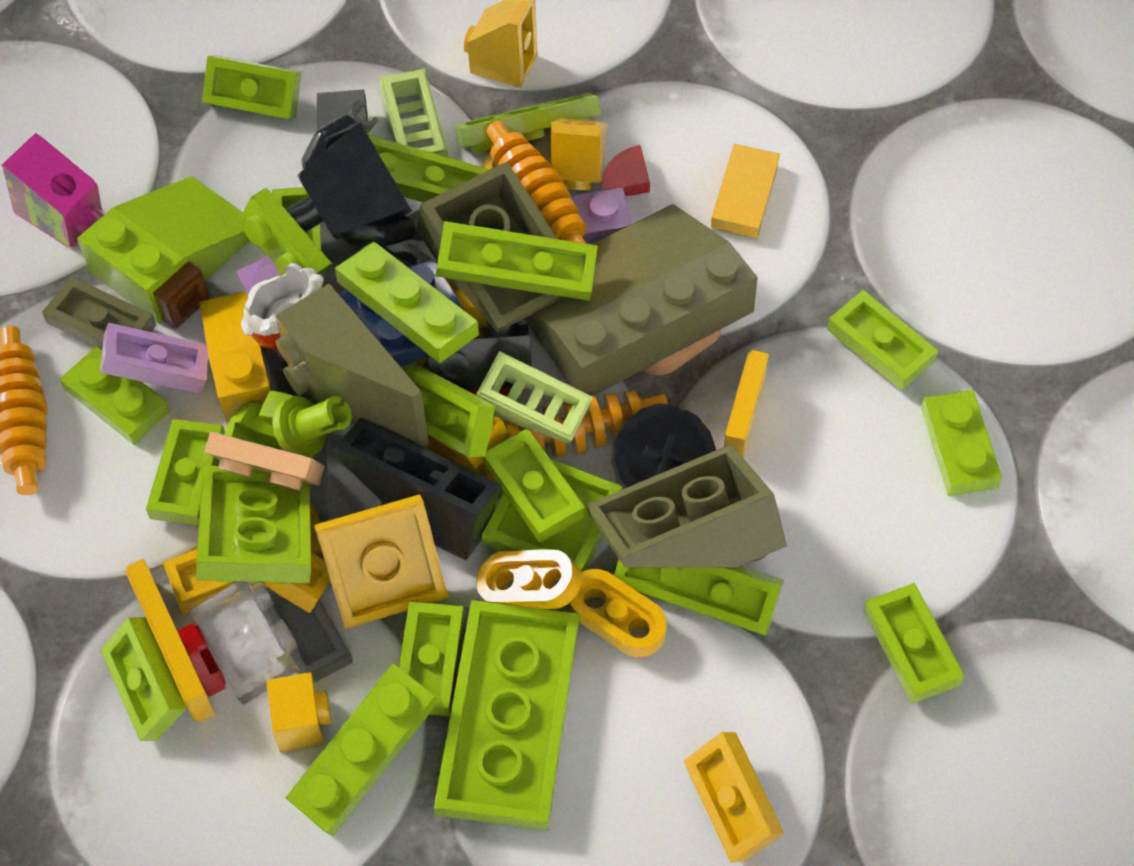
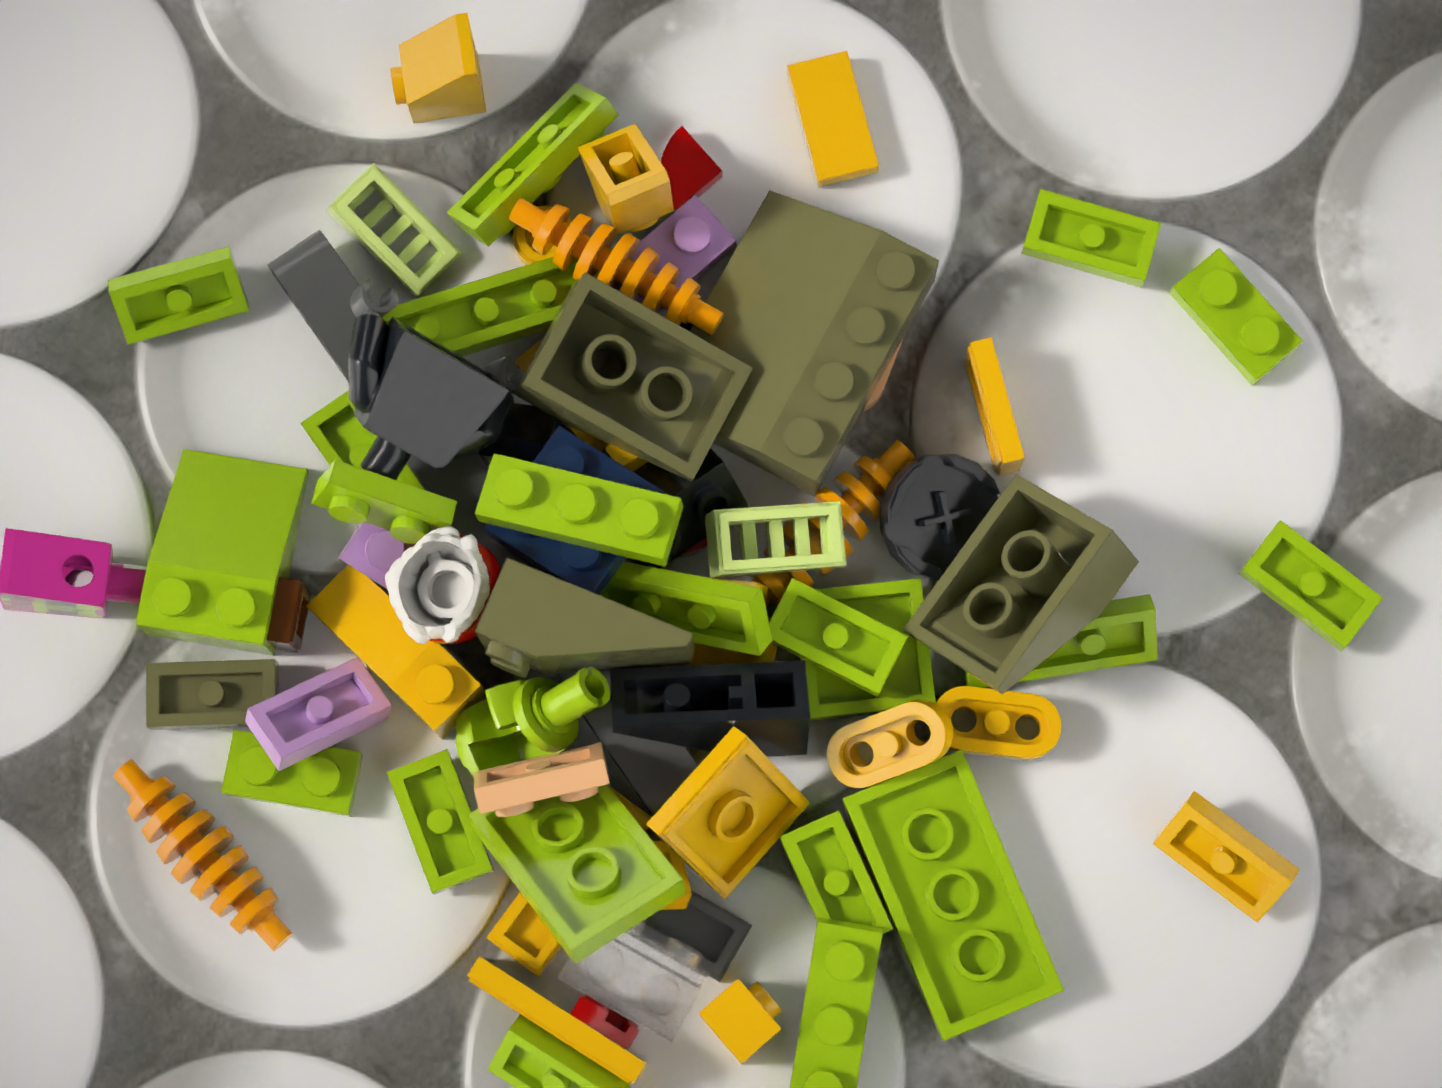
camera: 30 degrees left, 20 degrees up
(516, 261) = (674, 396): lime plate -> none

